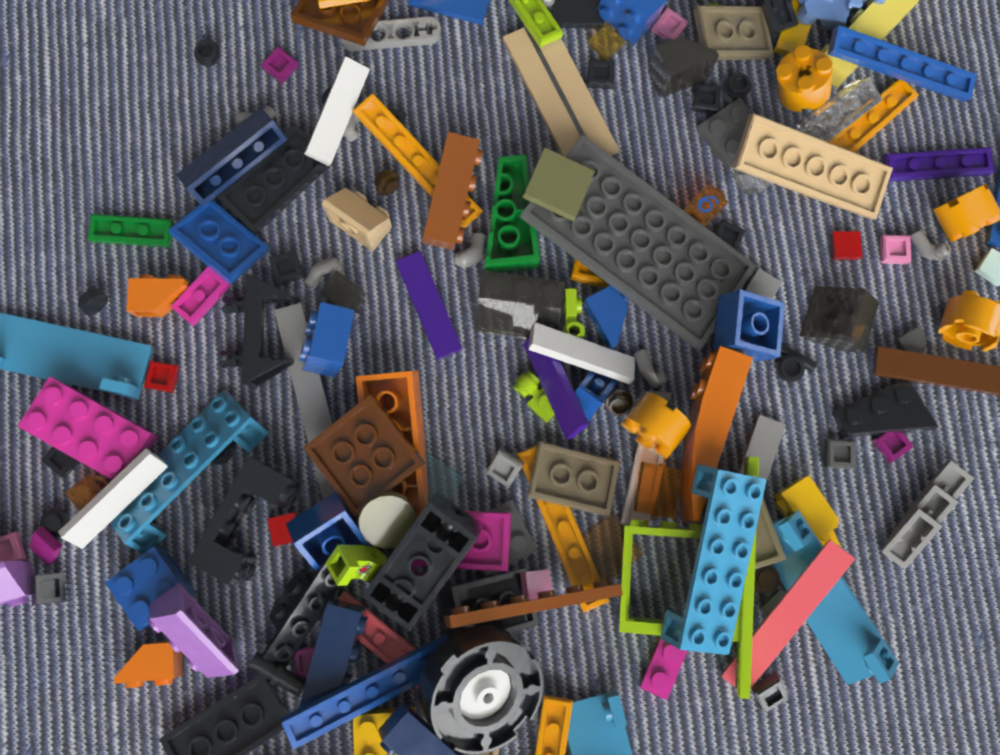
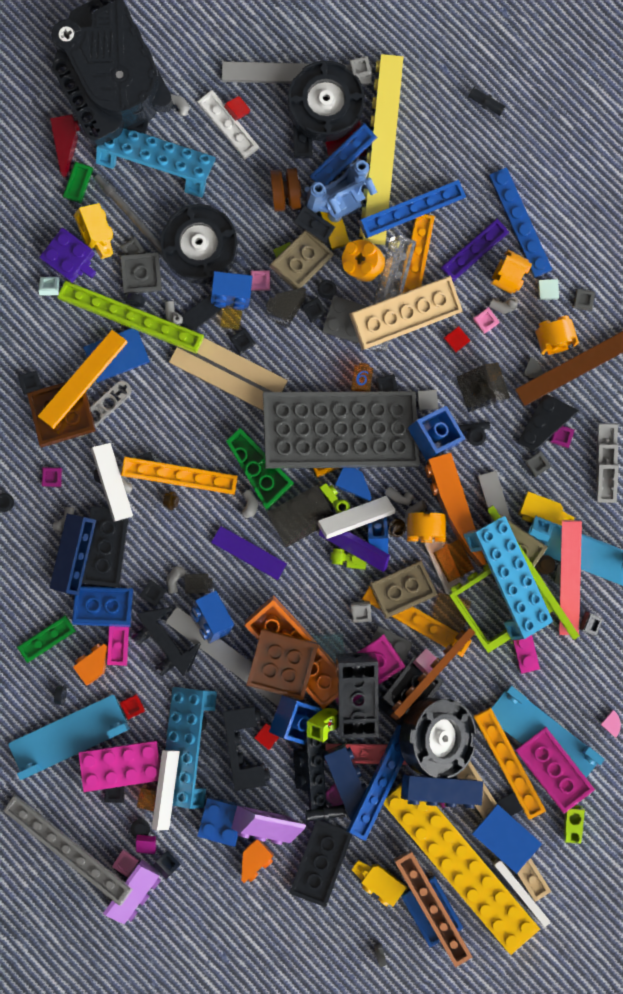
camera: 30 degrees left, 5 degrees up
(357, 217) = (172, 534): tan slope -> none
(386, 519) = (321, 688): tile -> none
(451, 191) = (213, 479): dark orange brick -> none
(558, 184) = (273, 434): olive tile -> none

